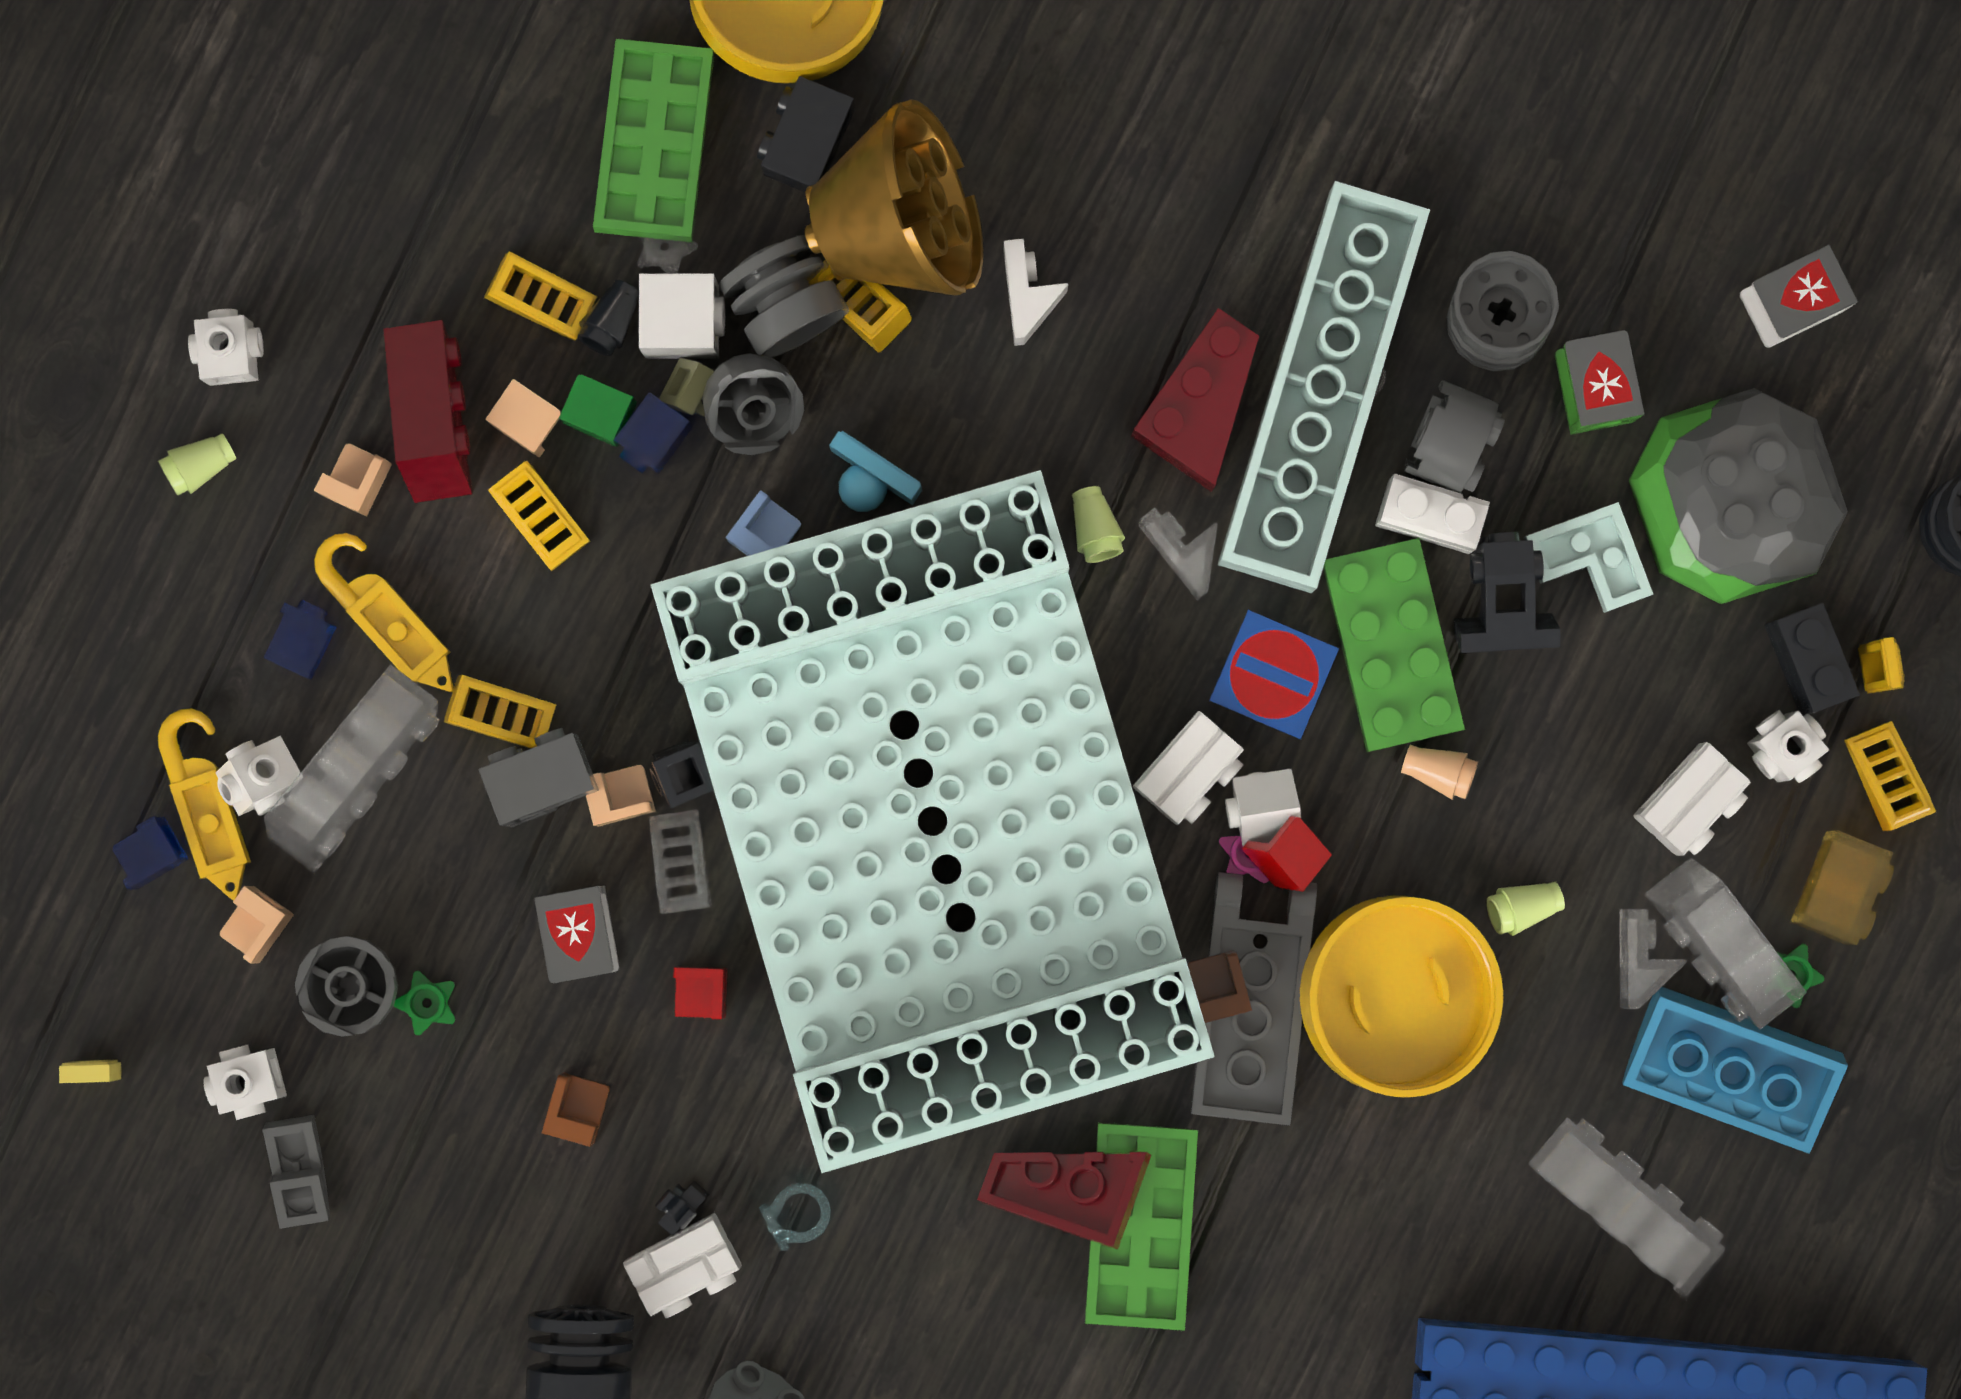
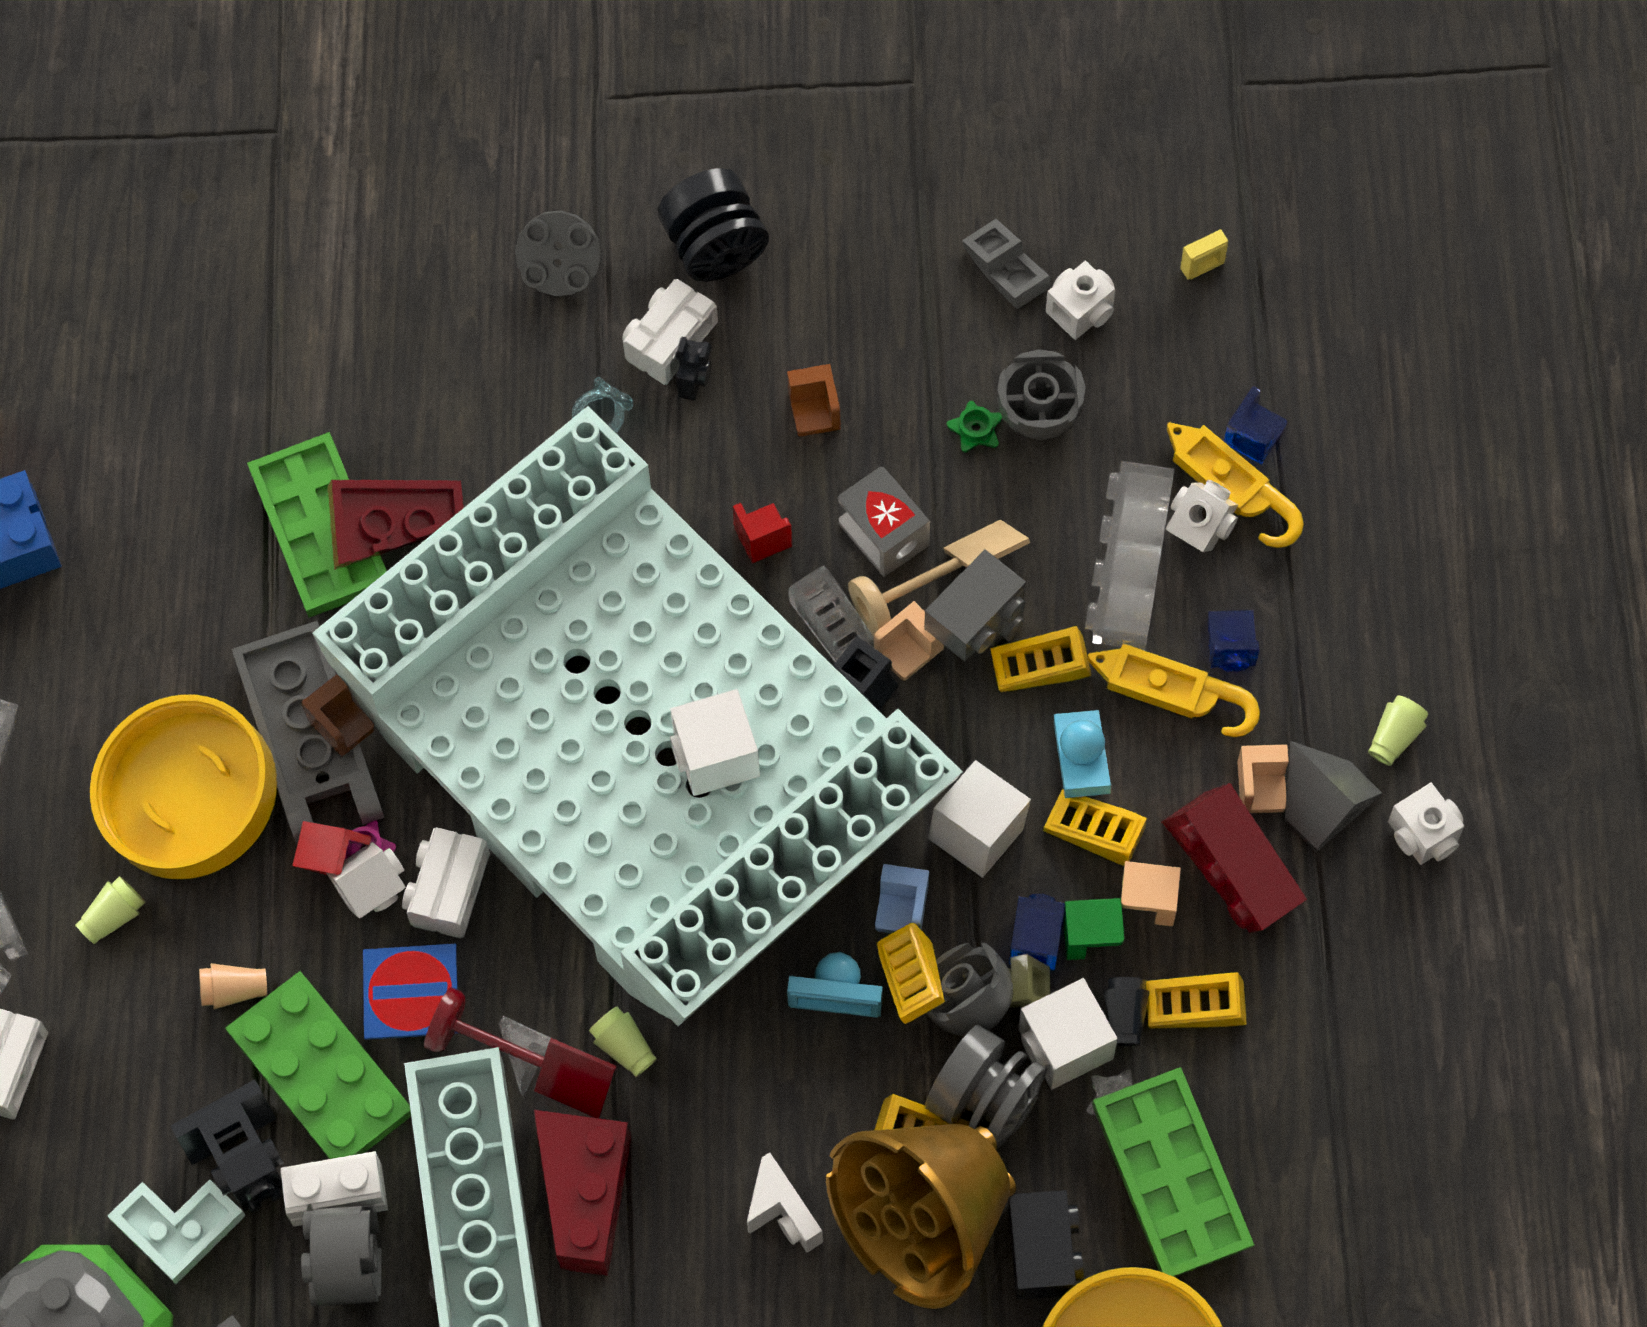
camera: 155 degrees right, 20 degrees down
(255, 923) = (1141, 418): light nougat panel -> none
(302, 432) = (1324, 794): none -> dark grey slope
(499, 858) = (872, 605): none -> tan piece
(512, 593) = (1082, 754): none -> medium azure tile
(641, 559) = (979, 818): none -> white head
(787, 475) = (909, 967): none -> yellow slope
(874, 741) = (714, 742): none -> white head
(1176, 514) = (565, 1071): none -> dark red piece

